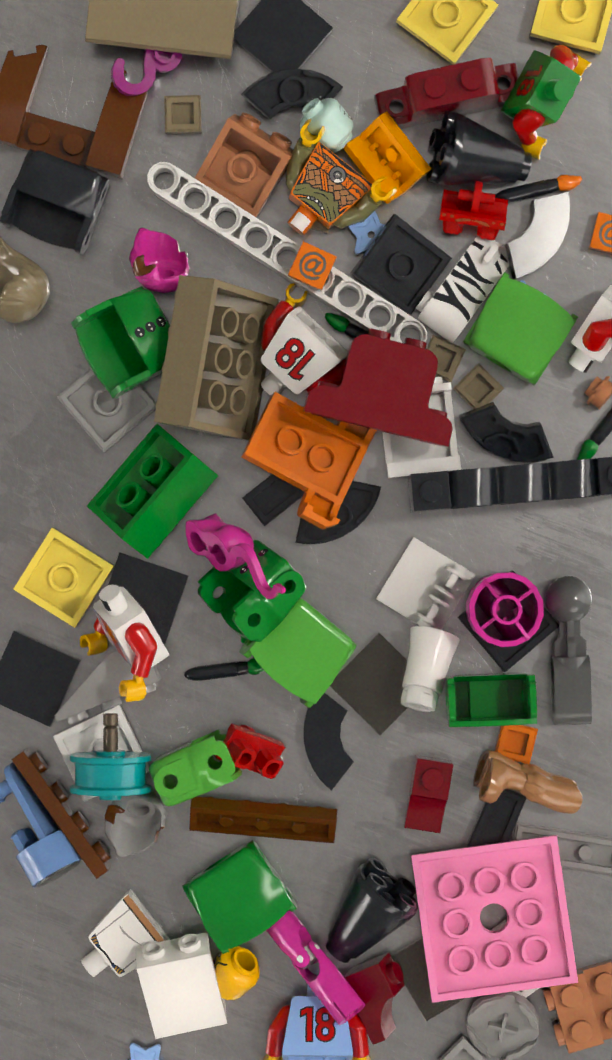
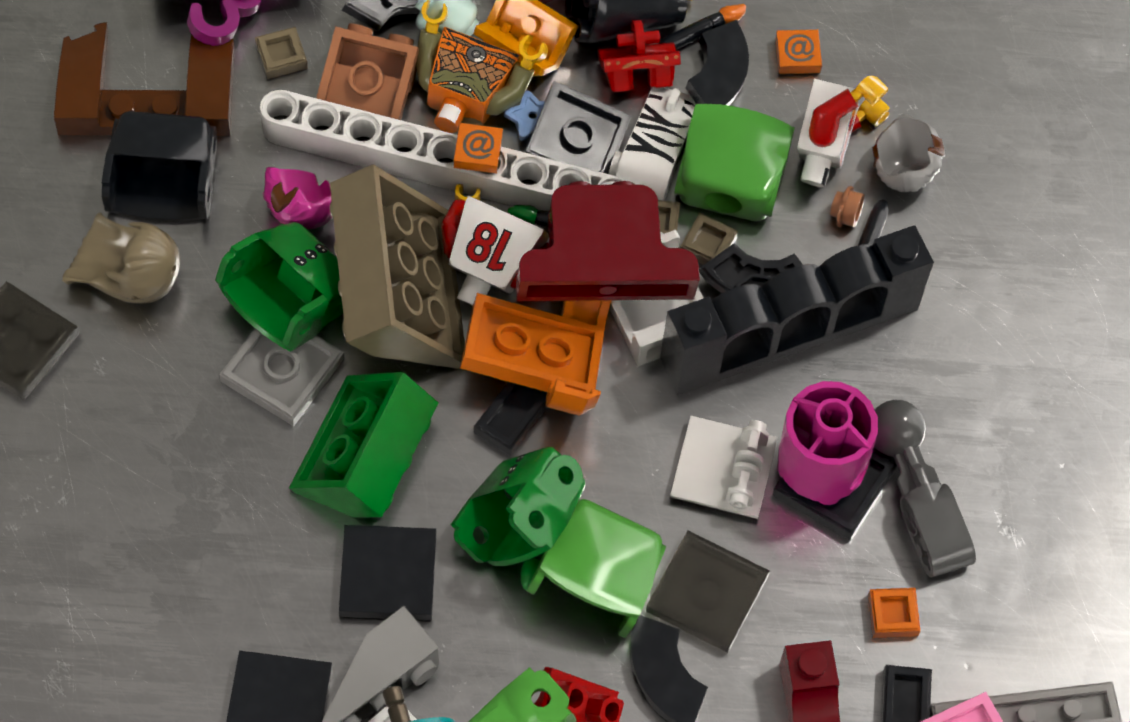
camera: 25 degrees left, 25 degrees down
(63, 577) = (284, 571): light yellow plate -> none
(130, 633) = (381, 589): torso -> none
(223, 670) = (519, 625): black piece -> none
(228, 549) = (479, 464): dark pink animal -> none
(353, 511) = (587, 433): black tile -> none
(427, 667) = (758, 540): white plant -> none
(491, 699) = (849, 557): green piece -> none
(497, 773) = (886, 639): medium nougat piece -> none

